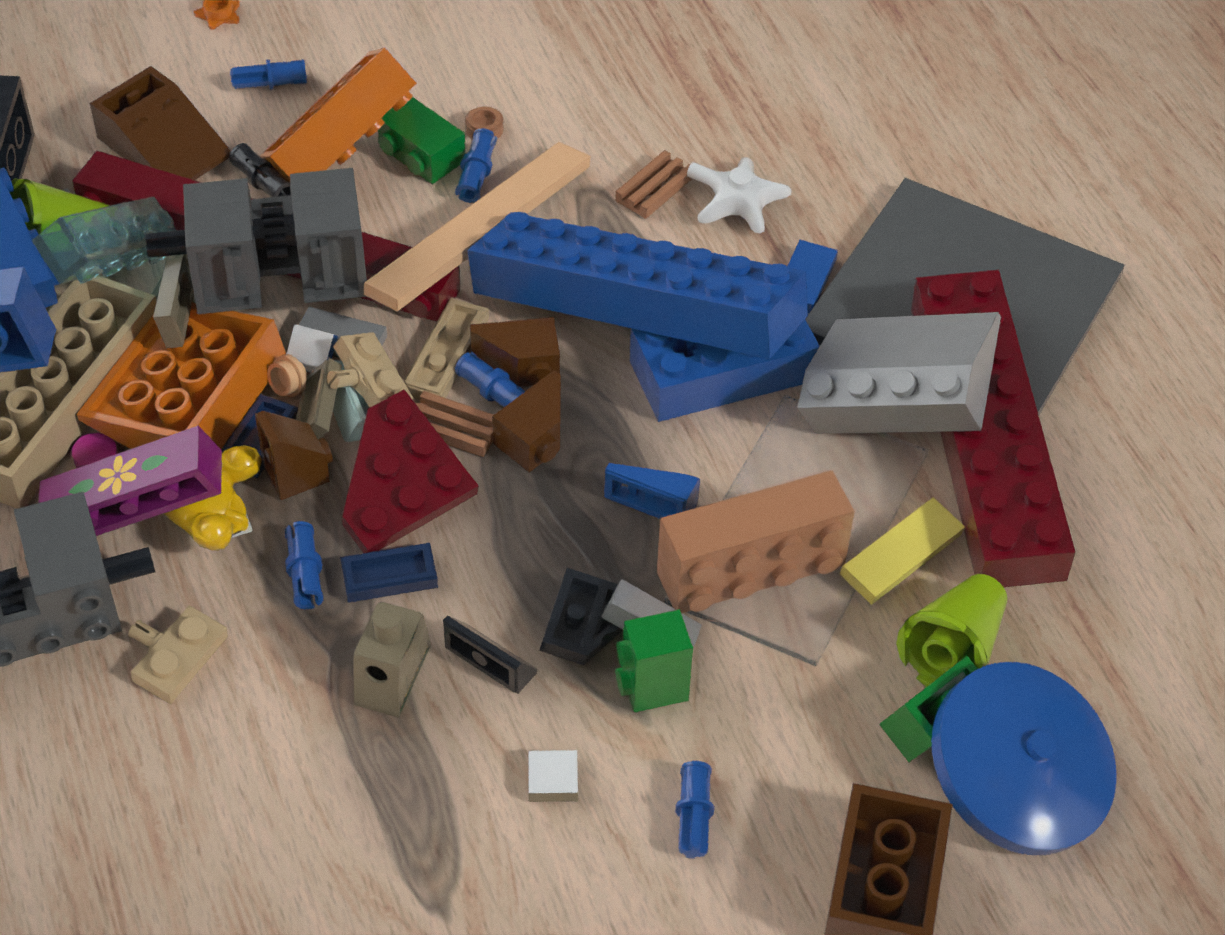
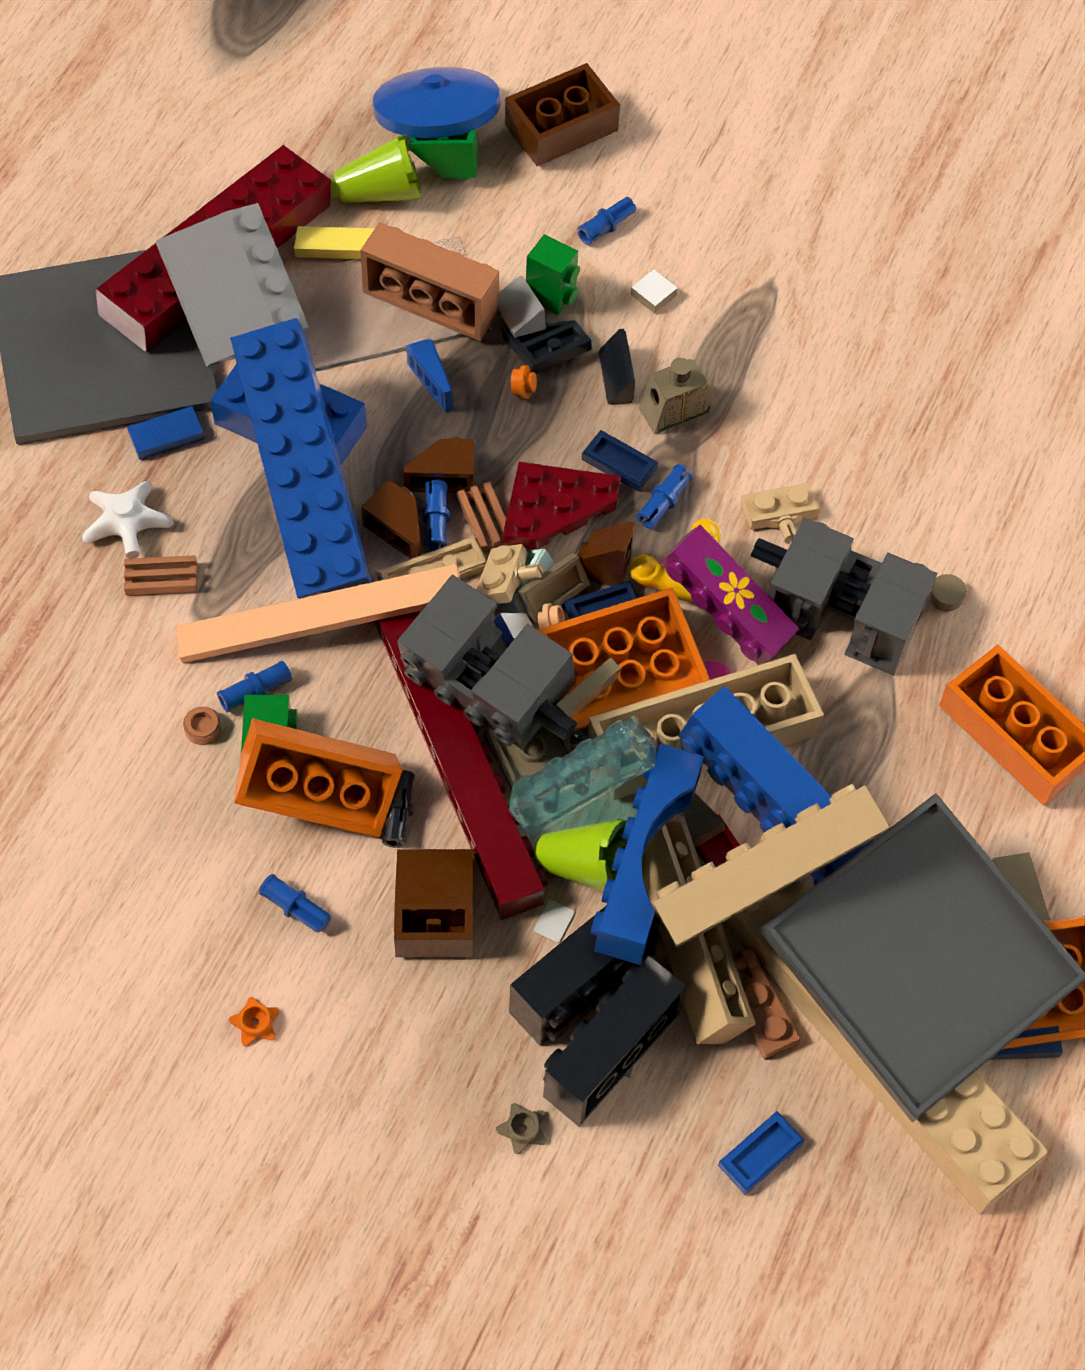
camera: 135 degrees left, 10 degrees up
(561, 553) = (523, 382): none -> orange plate

